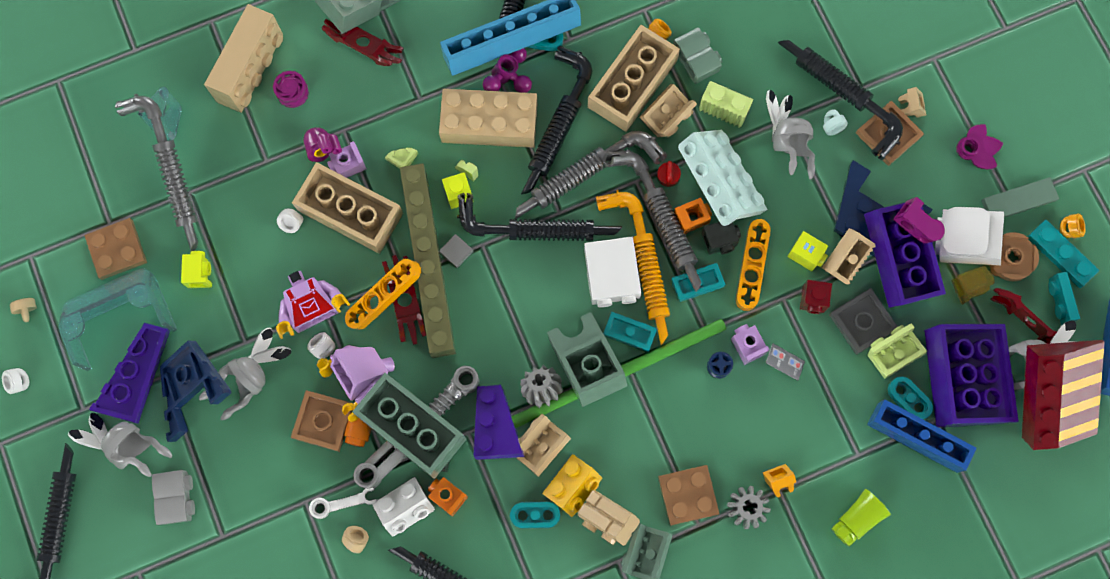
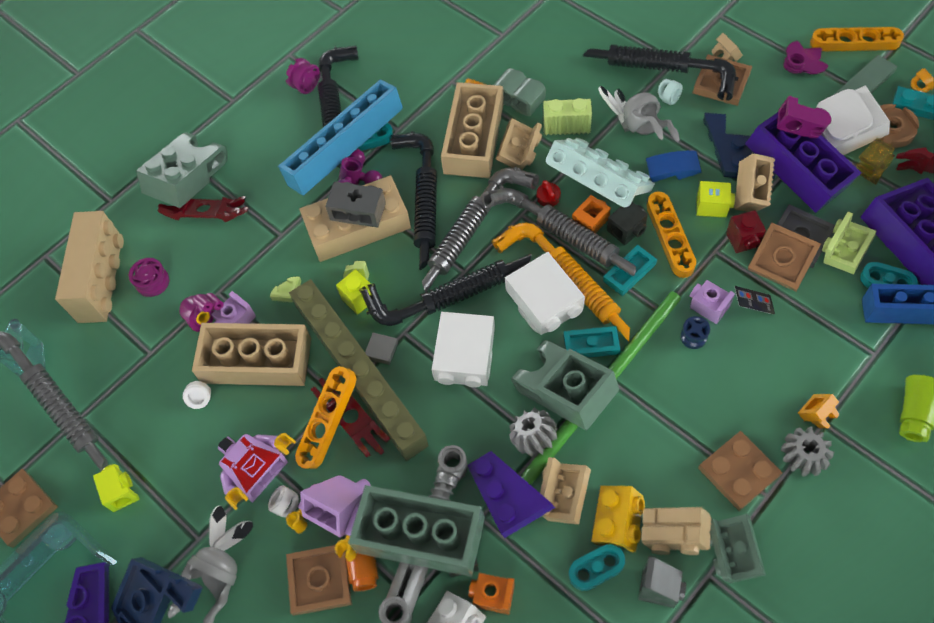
camera: 20 degrees left, 15 degrees down
(497, 124) = (355, 204): none -> dark grey brick
(520, 289) = (463, 349): none -> white brick
(575, 552) = (661, 584): none -> slope
(792, 198) = (677, 163): none -> blue slope
(833, 335) = (784, 256): none -> medium nougat plate
(1044, 145) = (884, 39): none -> light orange beam

